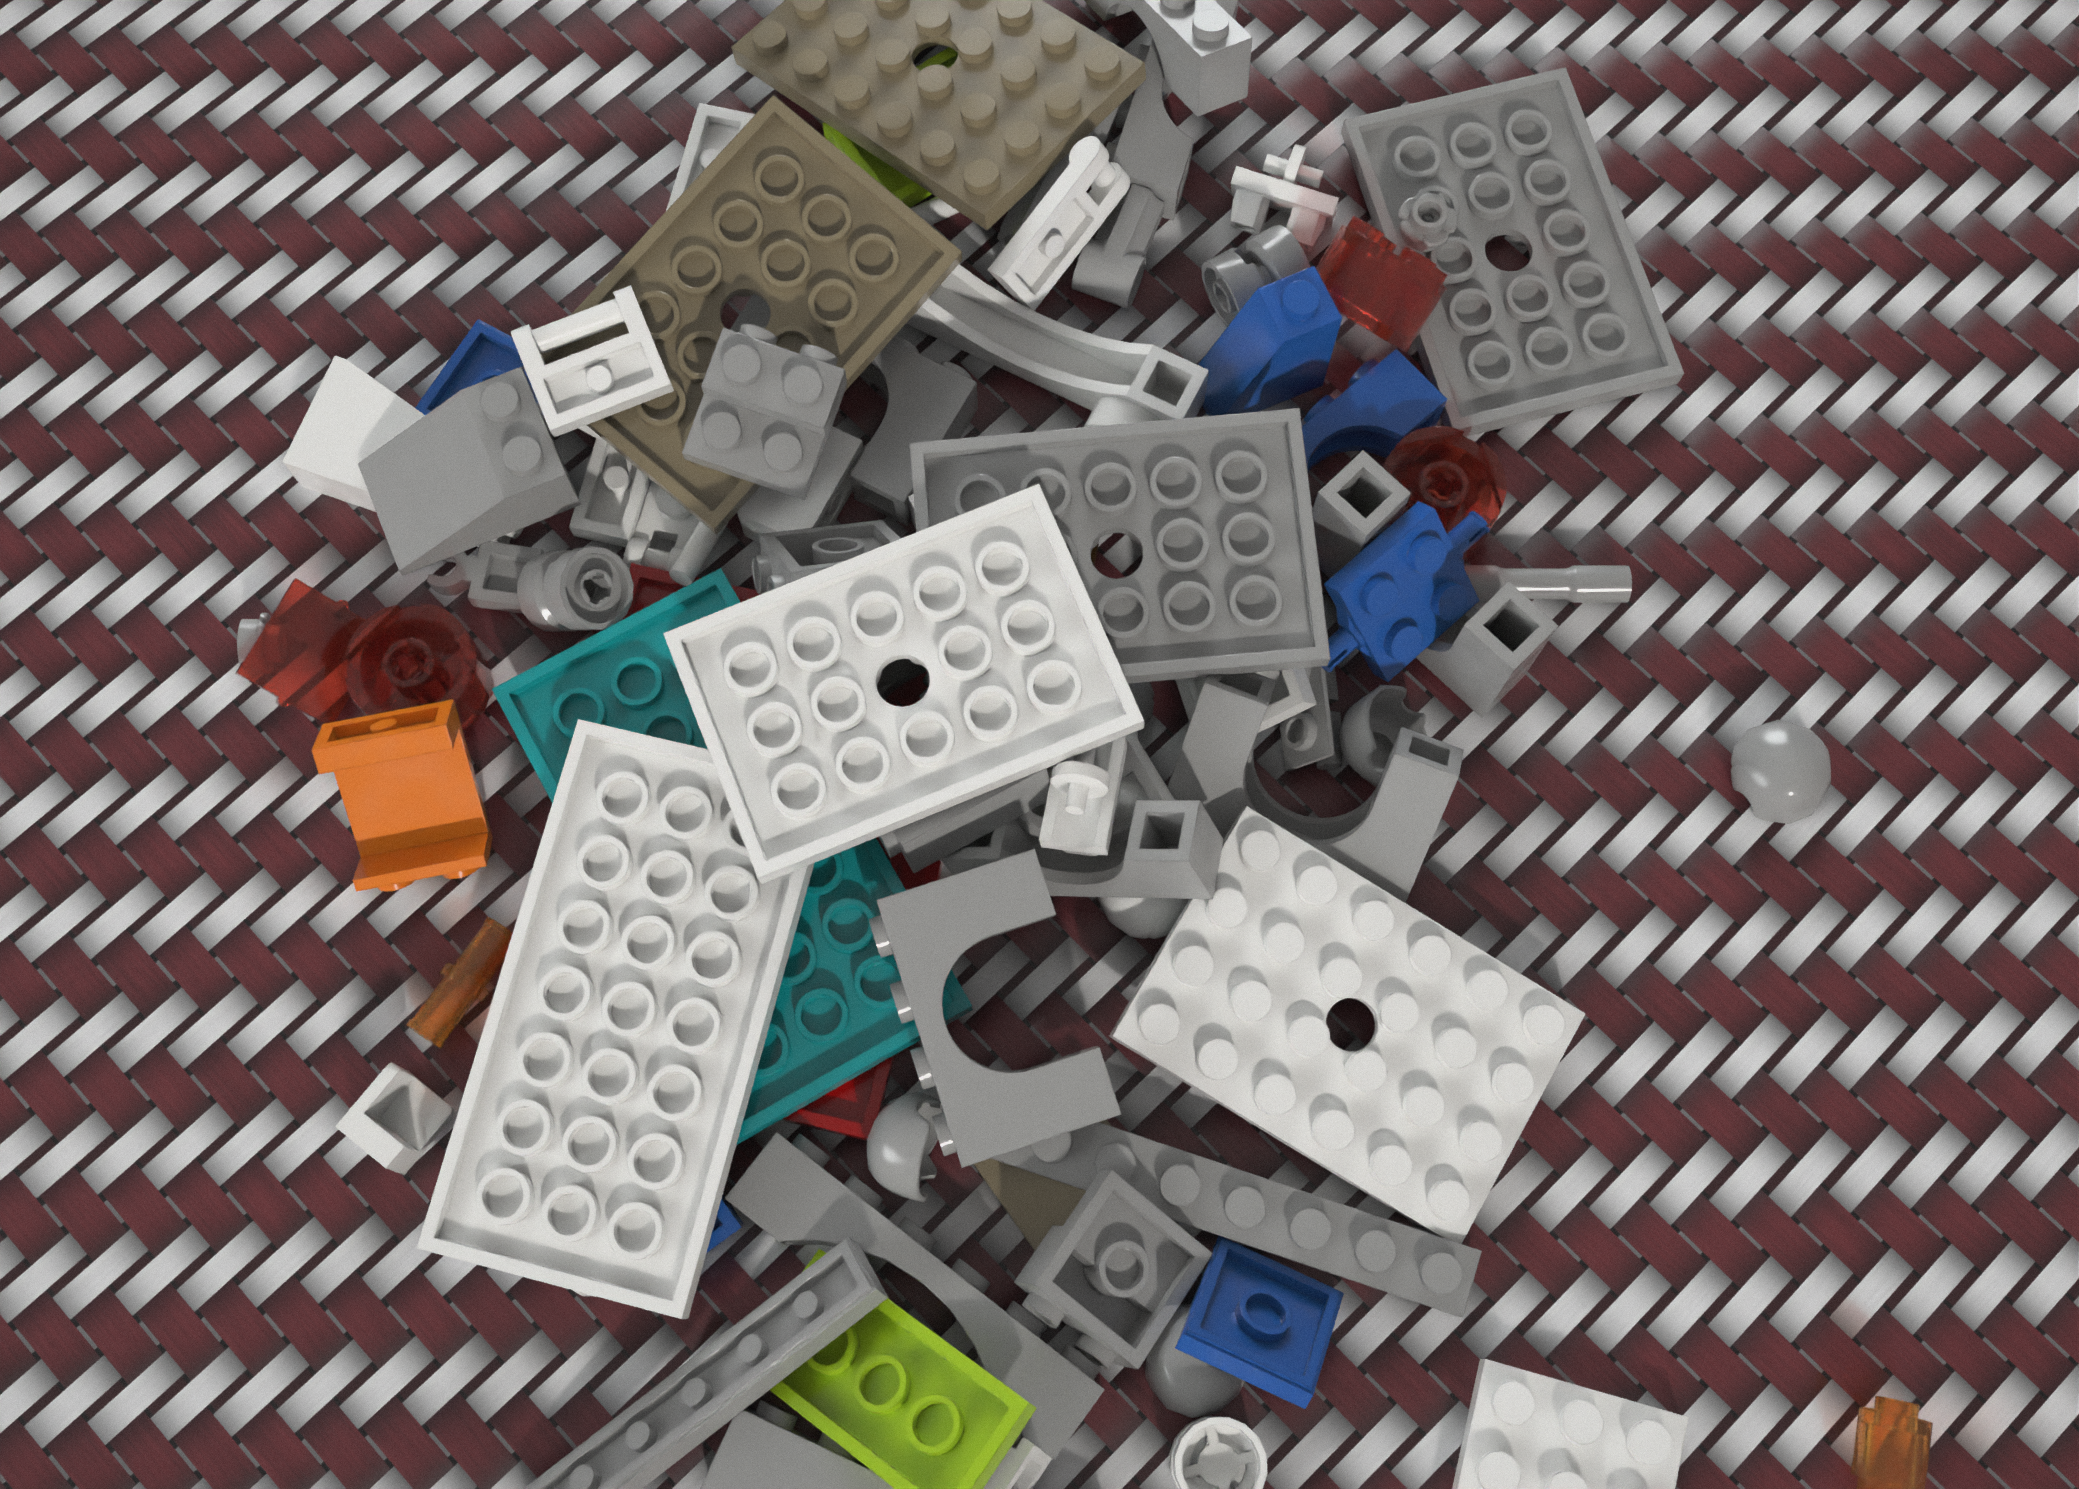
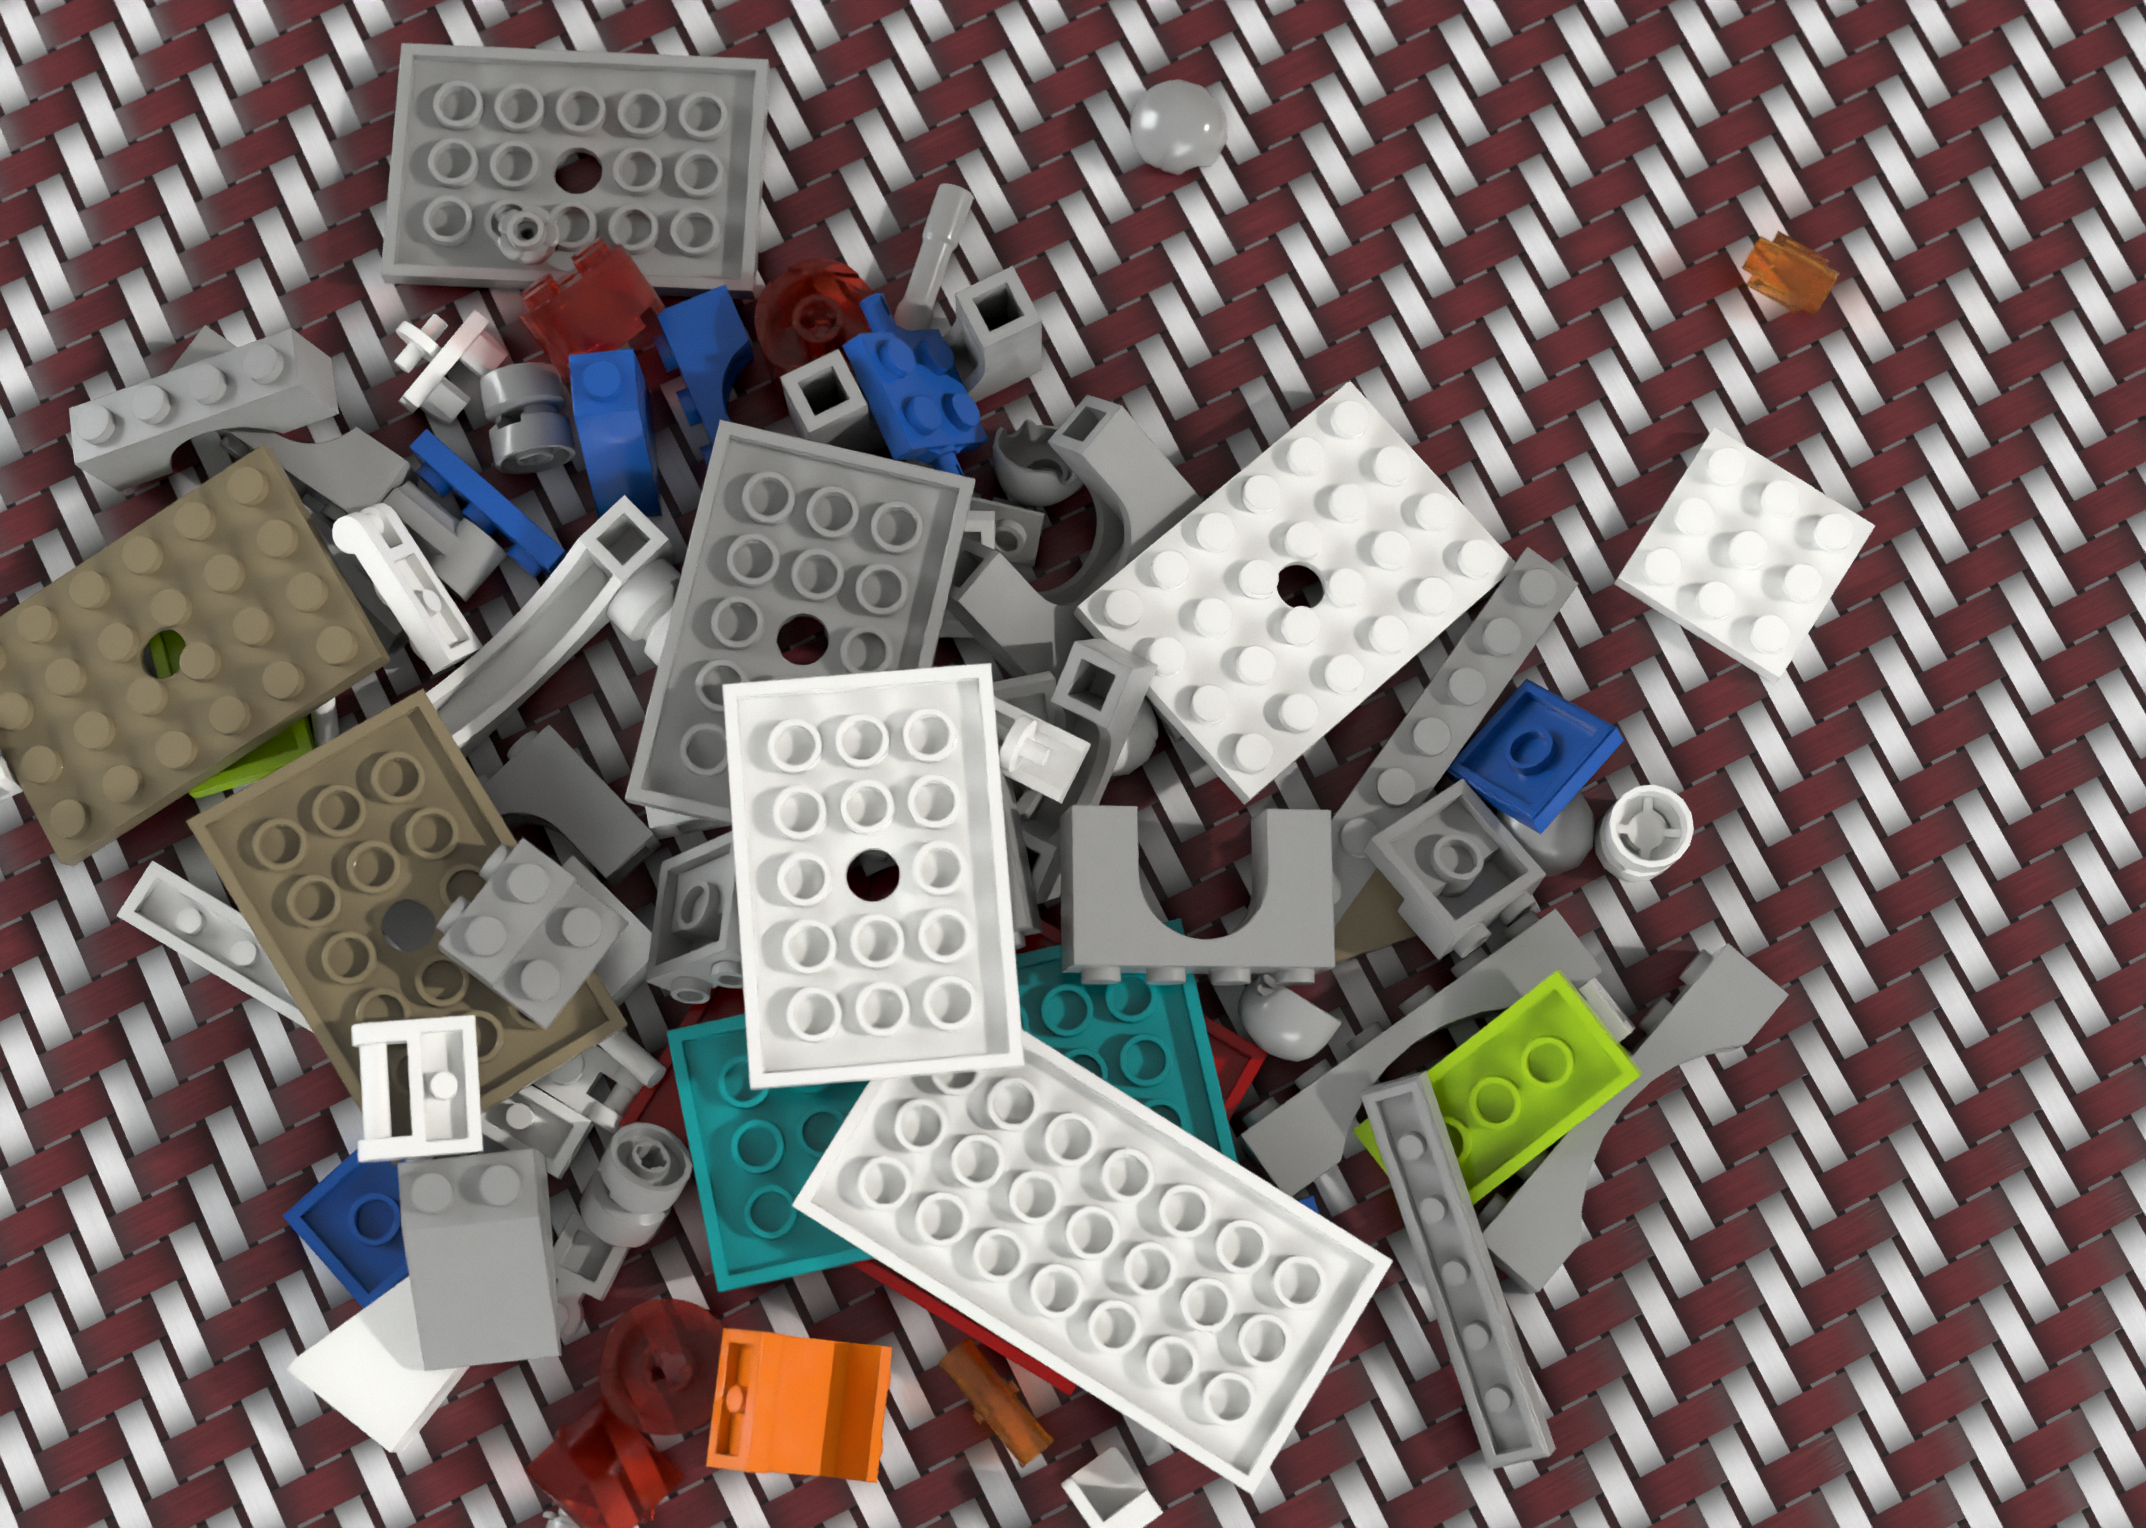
camera: 75 degrees left, 5 degrees up
(1164, 273) = (485, 506): none -> blue plate

